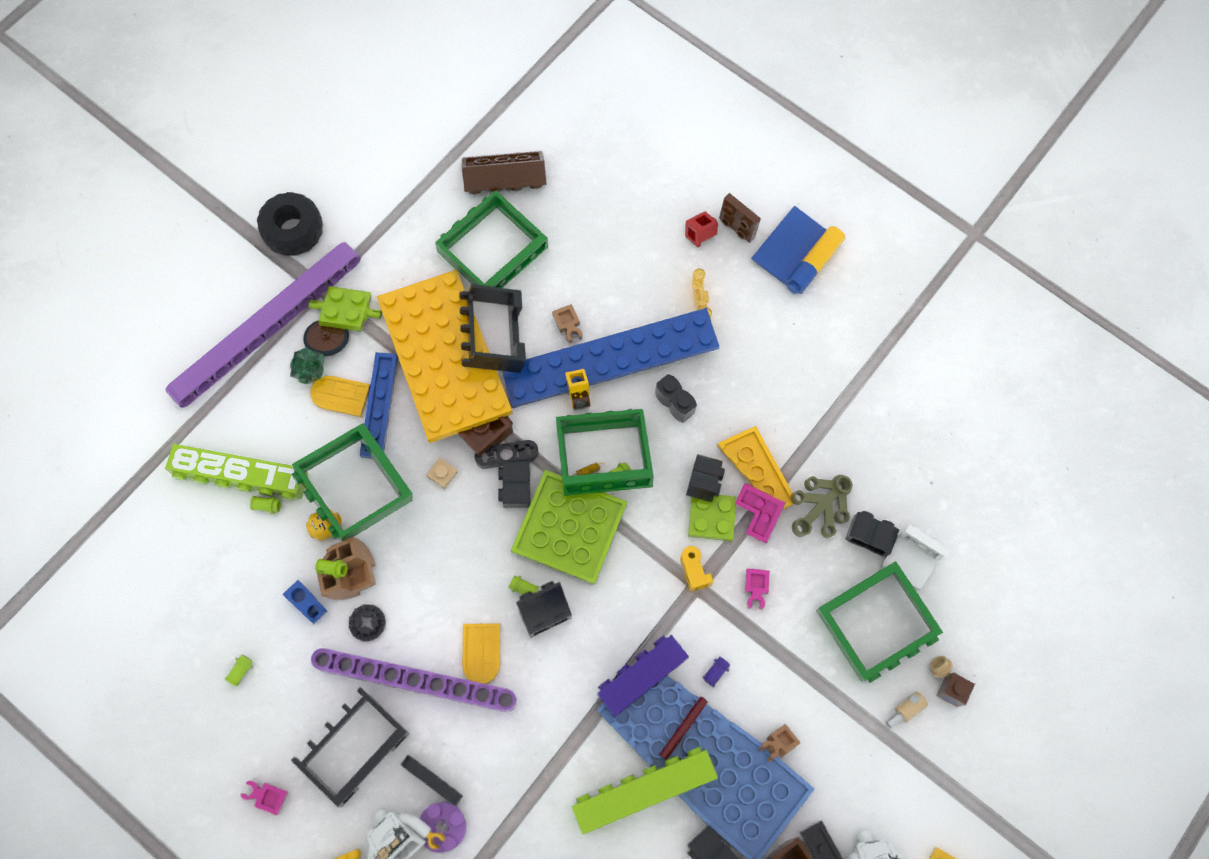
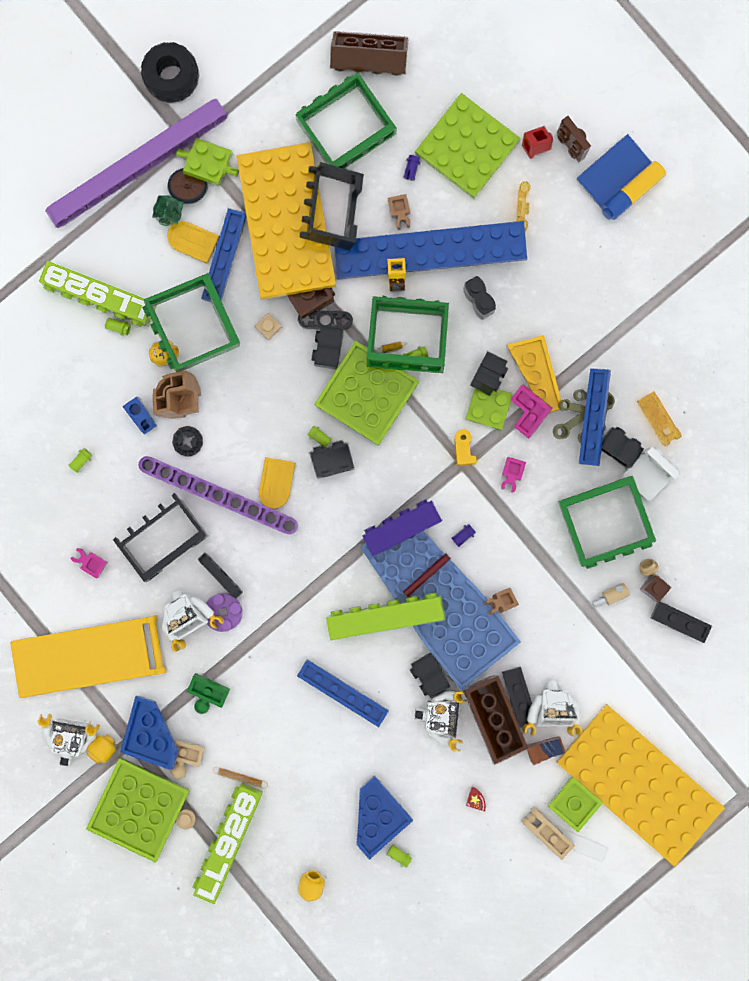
camera: 20 degrees right, 15 degrees up
(335, 568) = (168, 395): lime pin -> none
(572, 271) = (411, 168): none -> dark purple pin
(627, 246) = (467, 145): none -> lime plate
(835, 504) = (594, 417): none -> blue plate
(906, 494) = (658, 418): none -> clear yellow plate
(996, 725) = (681, 622): none -> black plate

